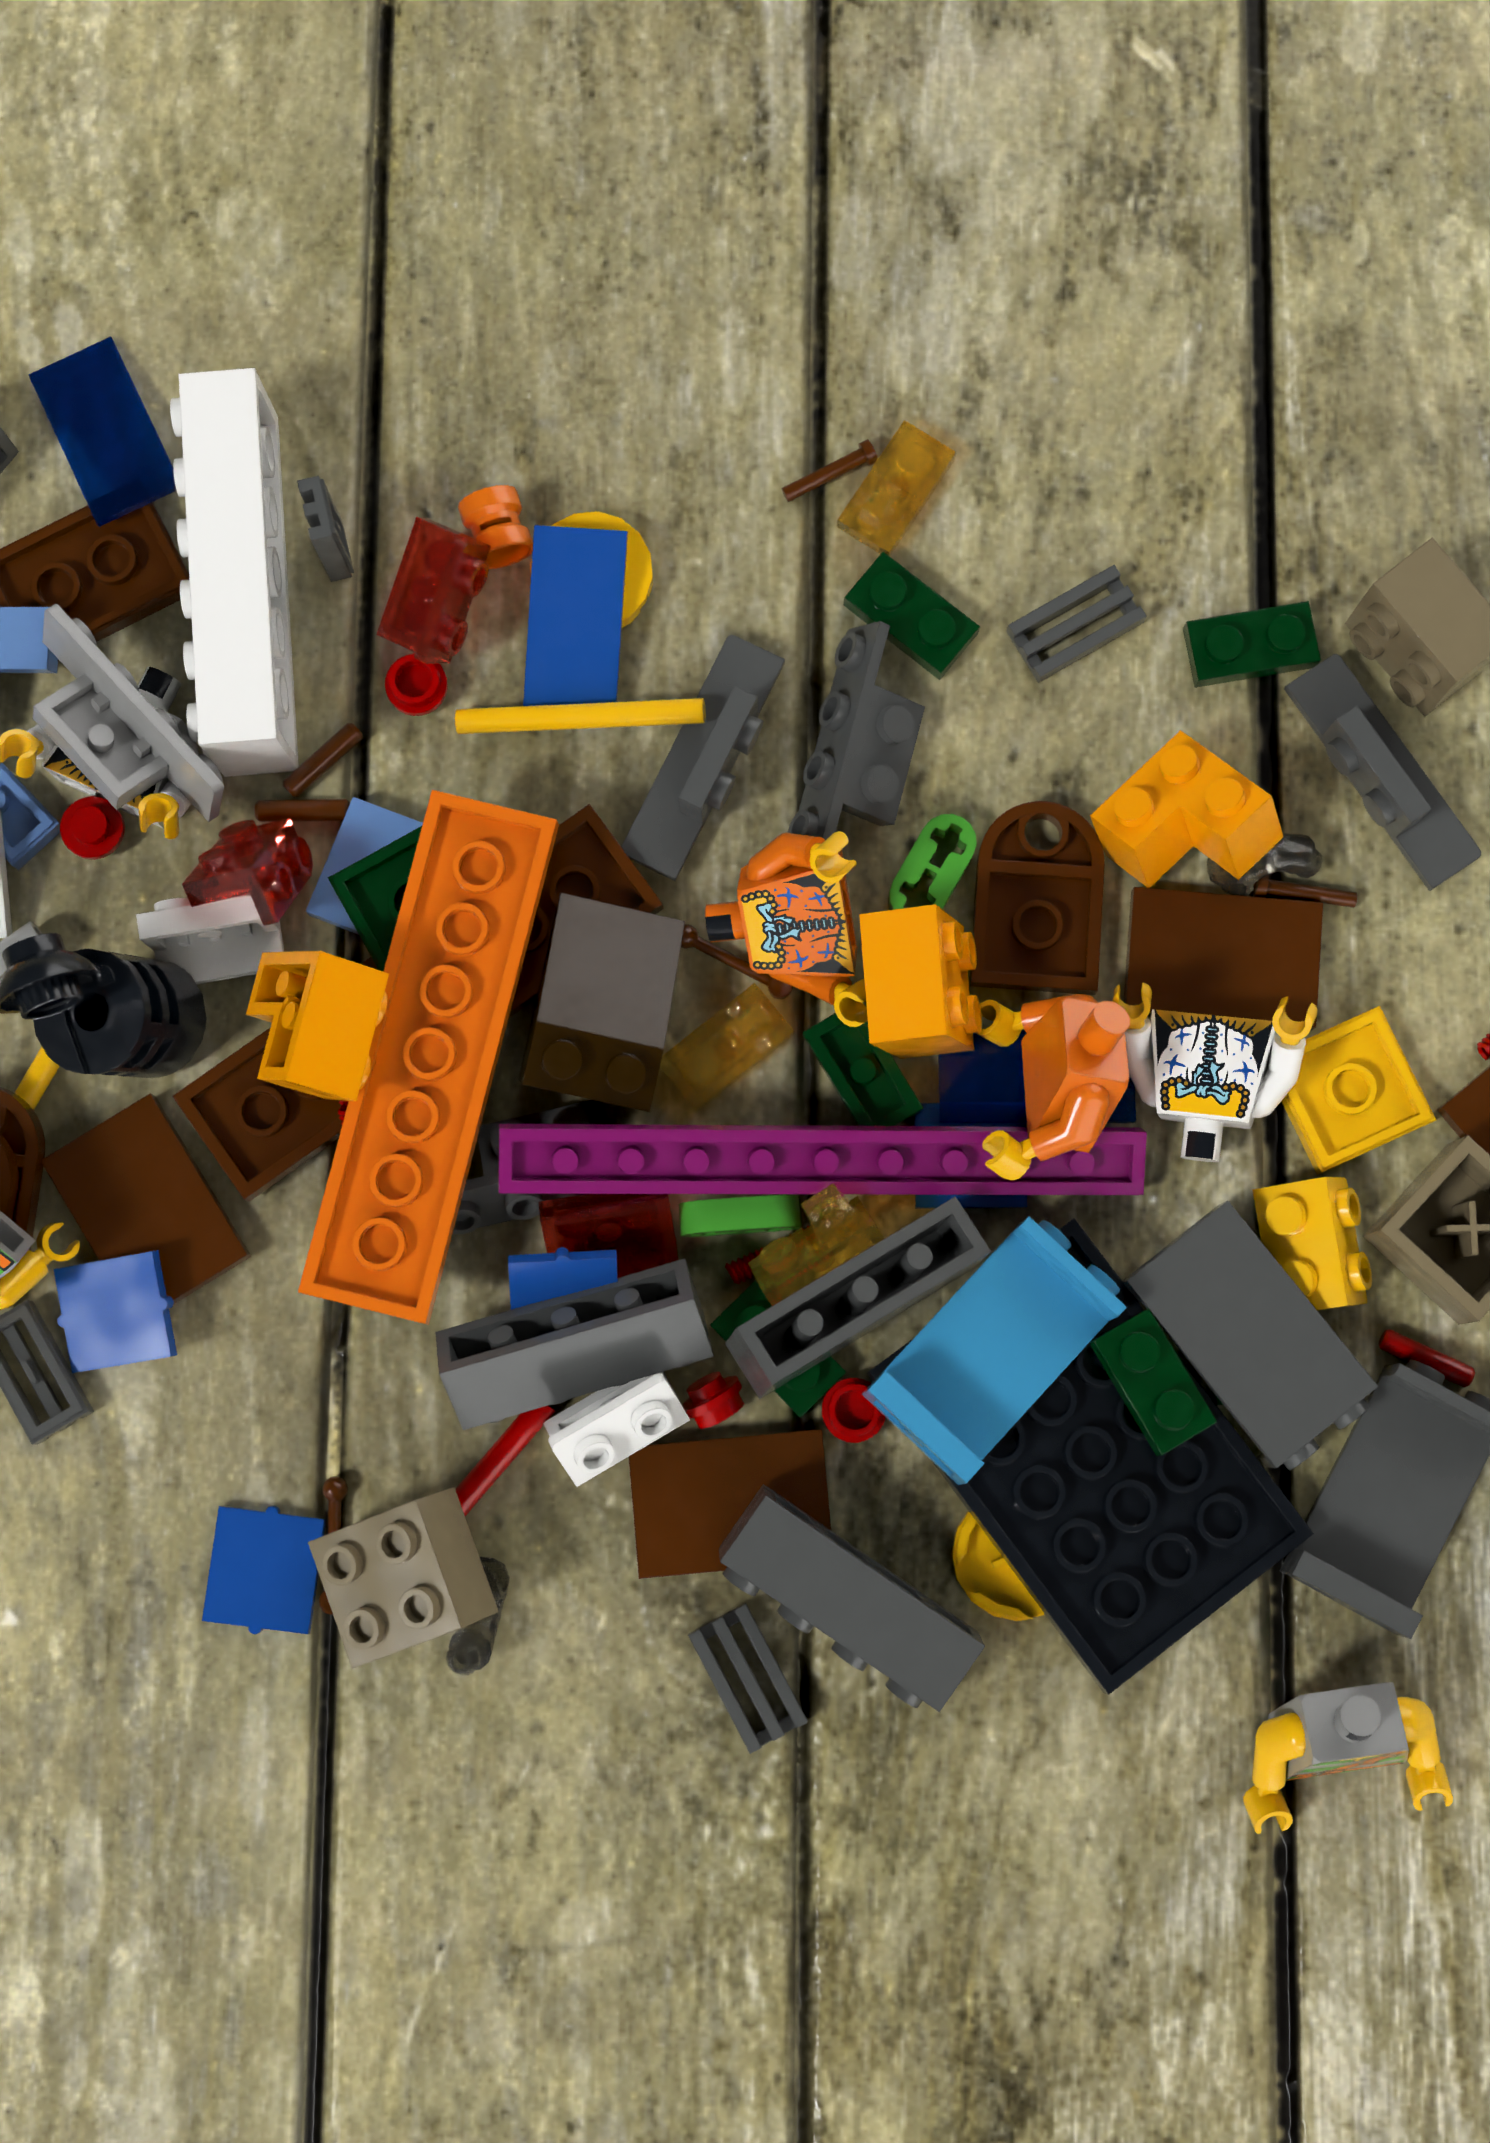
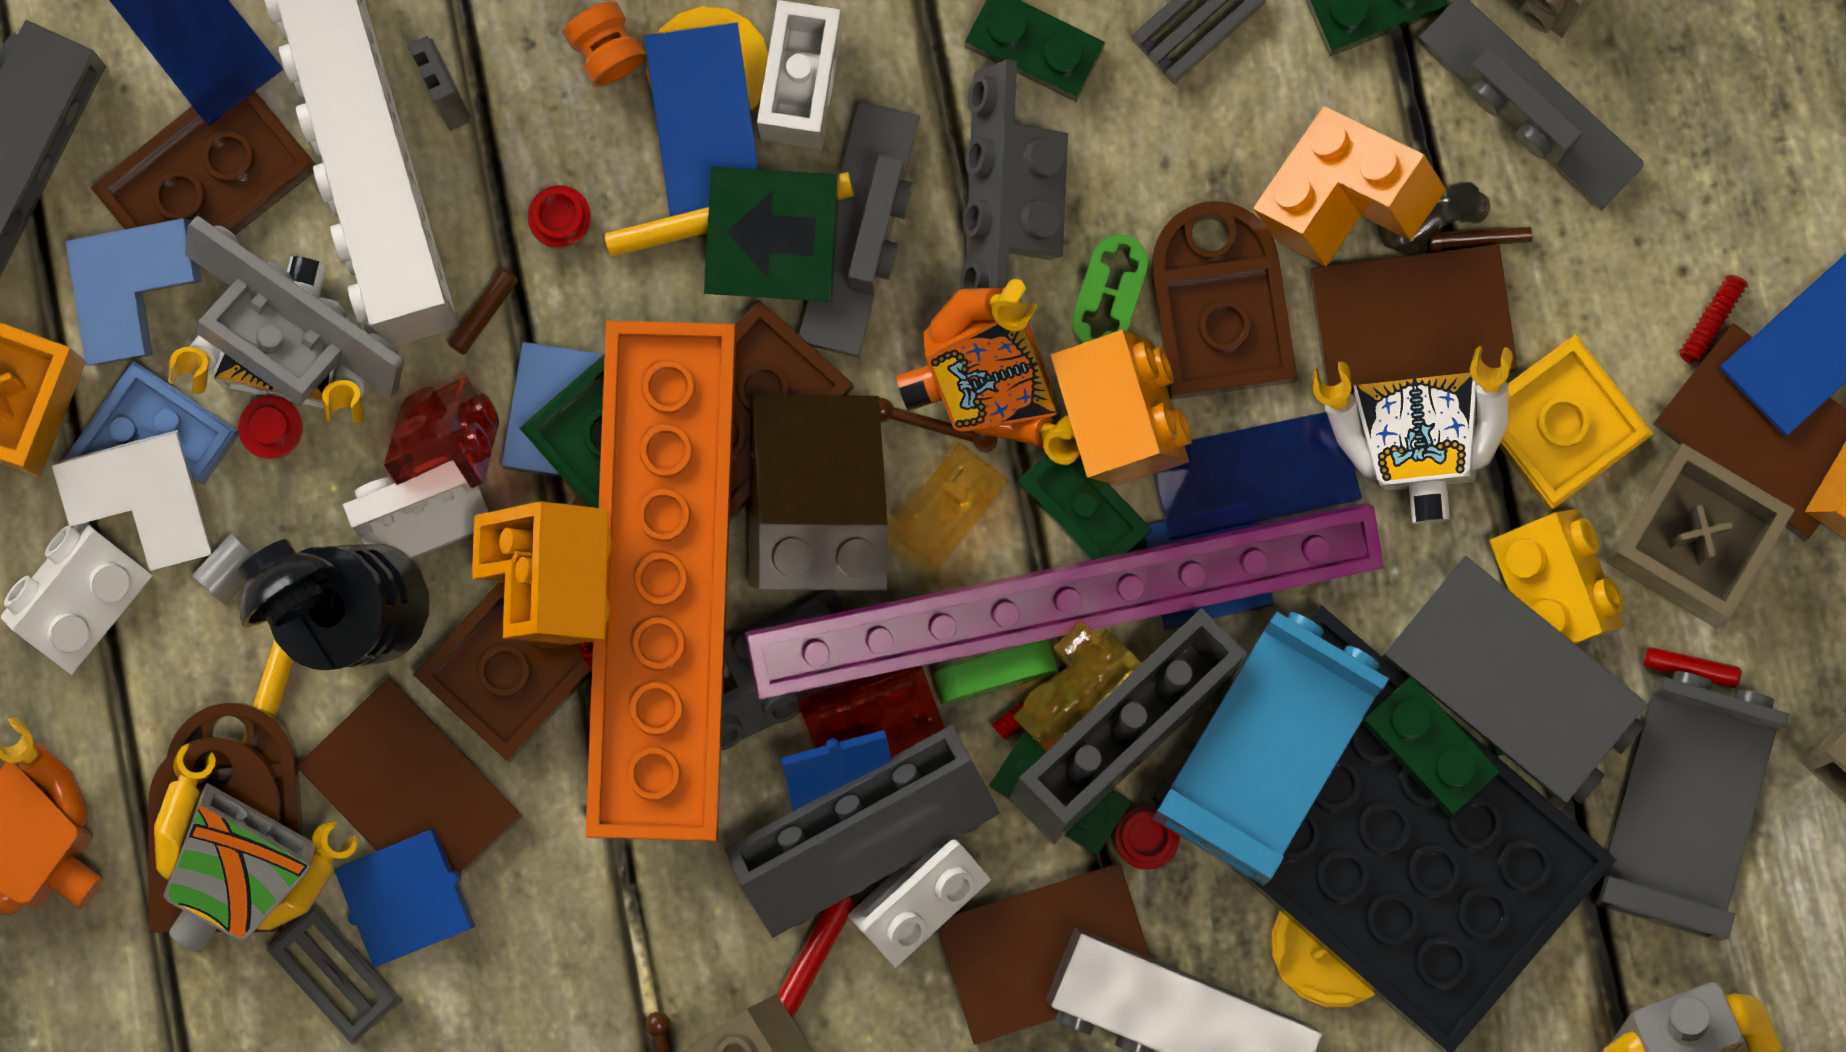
camera: 10 degrees left, 0 degrees up
(301, 810) = (473, 365): reddish brown piece -> none
(434, 591) = (559, 122): clear red bracket -> none
(615, 741) = (771, 234): none -> dark green tile
(676, 594) = (800, 74): none -> white brick
(713, 1399) = (1008, 856): red plate -> none
(1070, 1071) = (1287, 465): orange torso -> none

